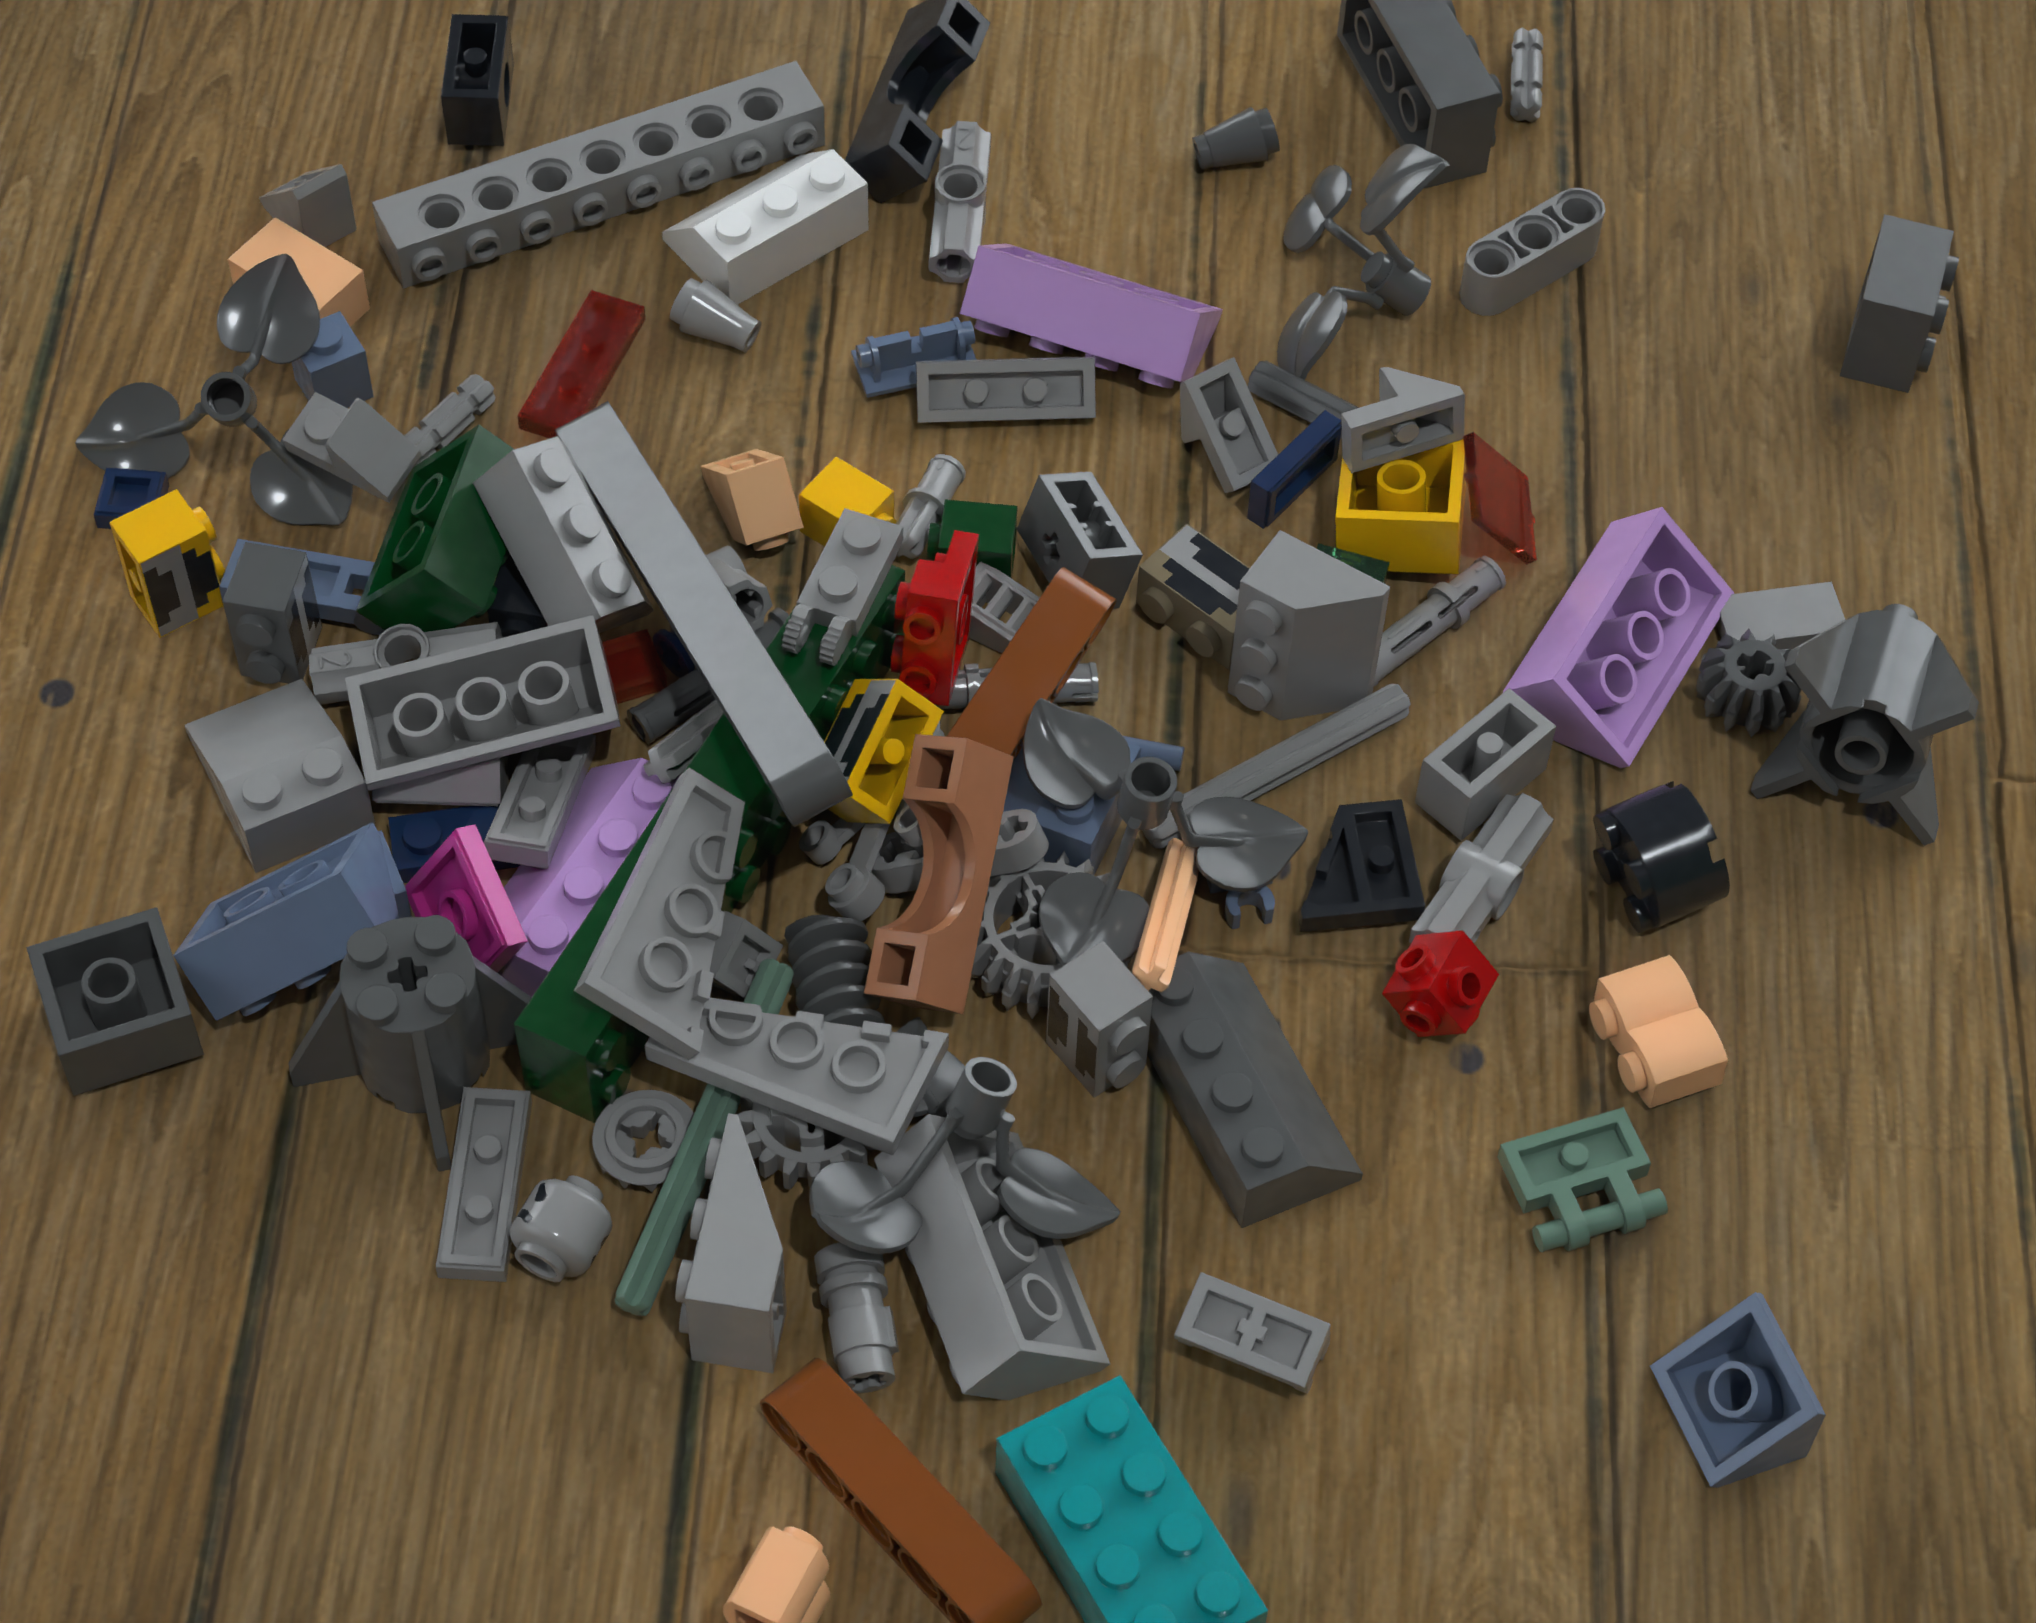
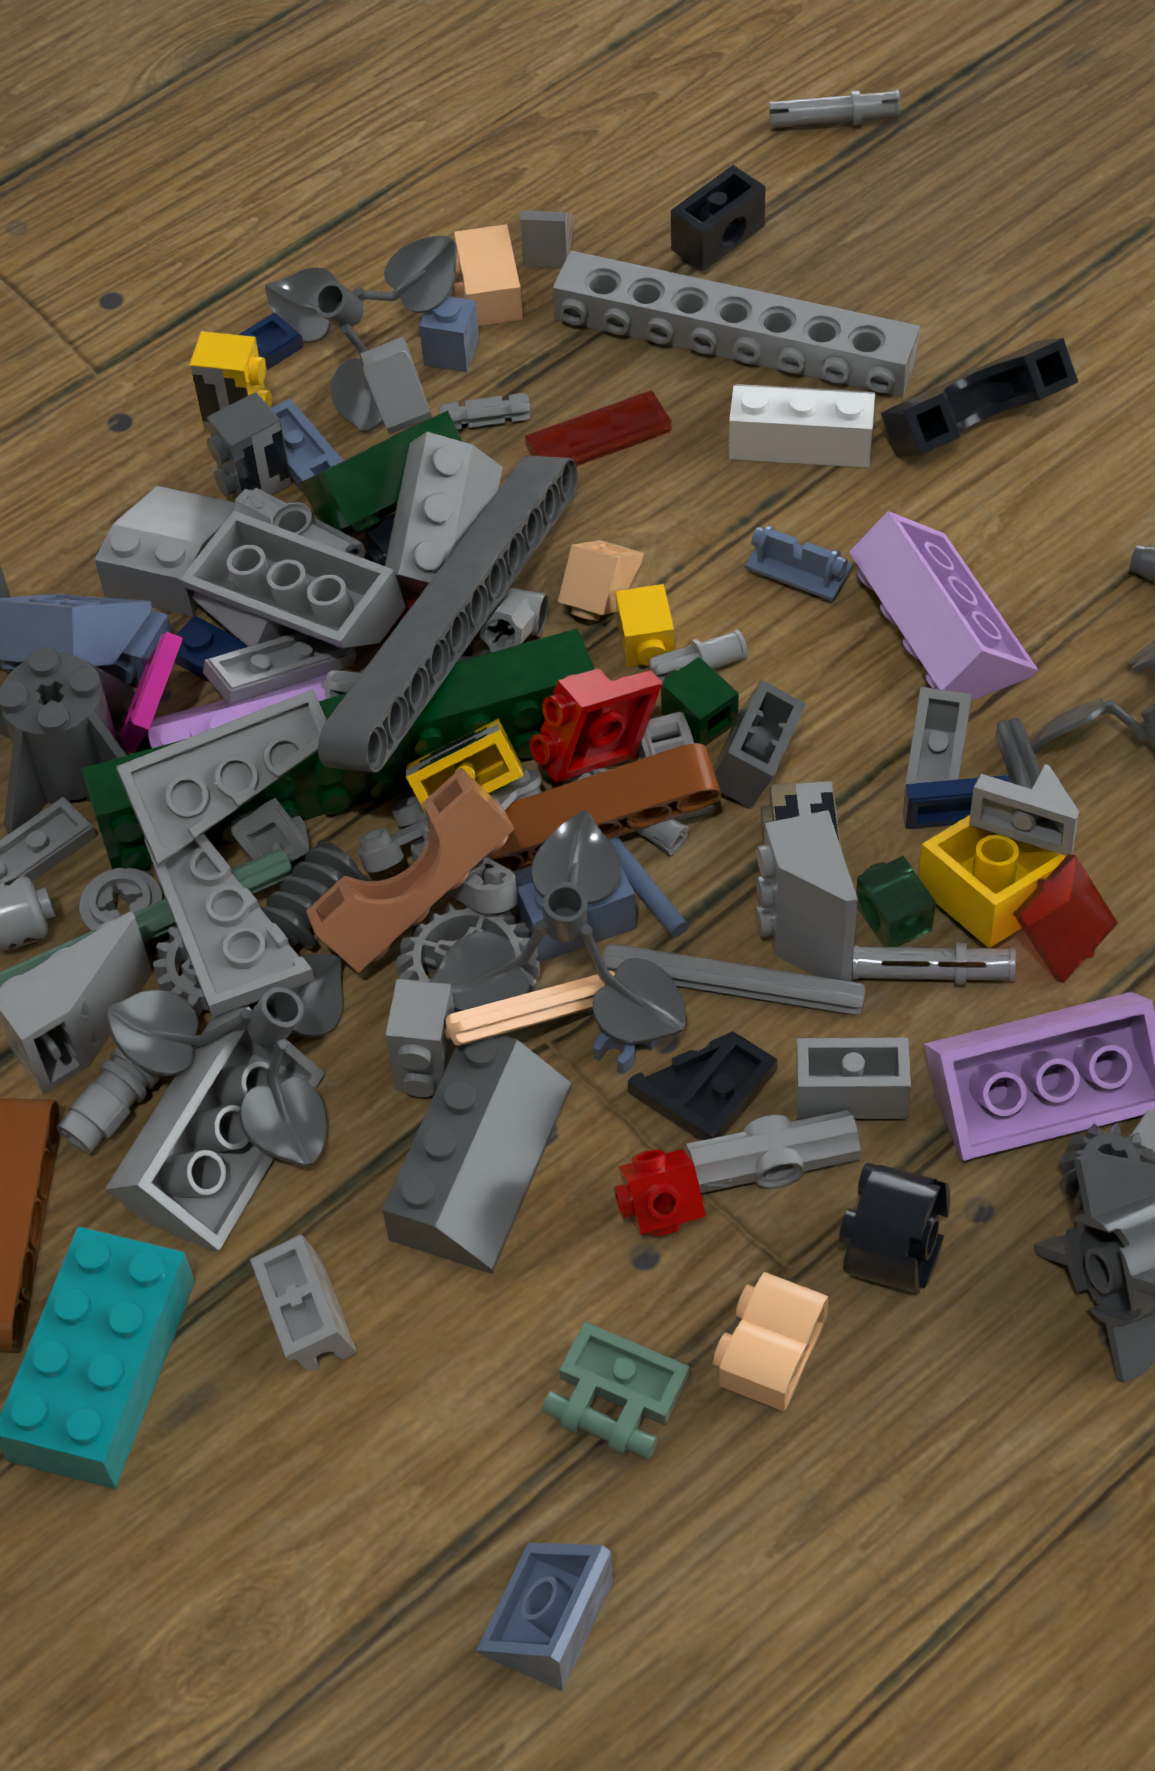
camera: 50 degrees right, 0 degrees up
(712, 315) = (702, 450): light grey cone -> none
(844, 583) = (541, 654): light grey hinge -> none
(959, 201) = (939, 479): light grey piece -> none
(1005, 389) = (829, 620): light grey plate -> none

